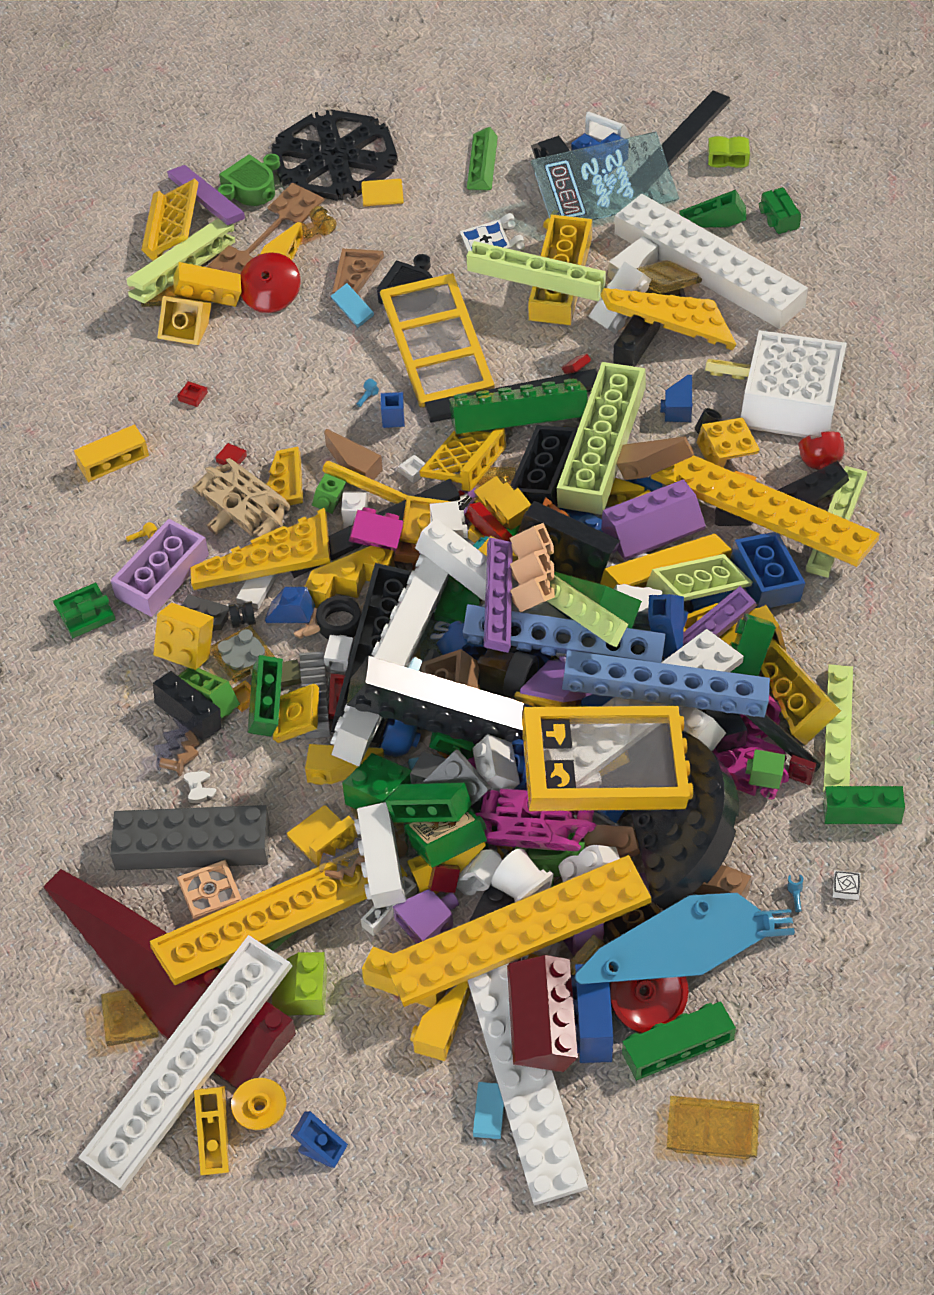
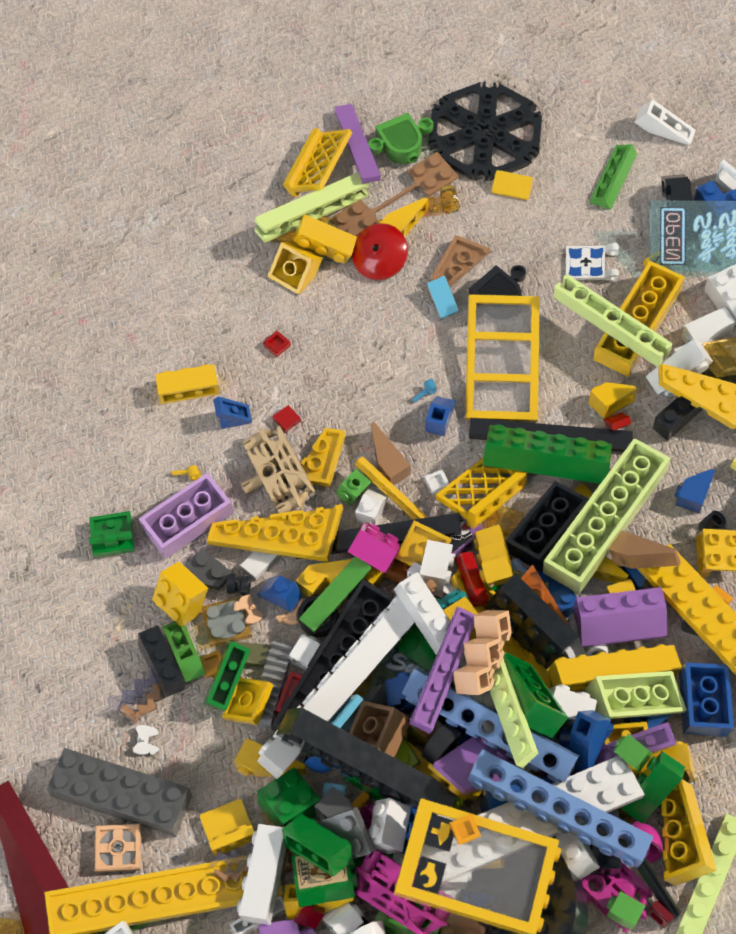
camera: 20 degrees right, 10 degrees up
(169, 465) = (231, 412): none -> blue slope
(256, 627) = (246, 603): none -> light nougat piece
(351, 586) = (335, 594): none -> bright green slope
(511, 101) = (663, 123): none -> white slope
(561, 345) = (611, 398): none -> yellow slope
(580, 721) = (465, 829): none -> light orange tile
(717, 621) = (632, 752): none -> bright green brick

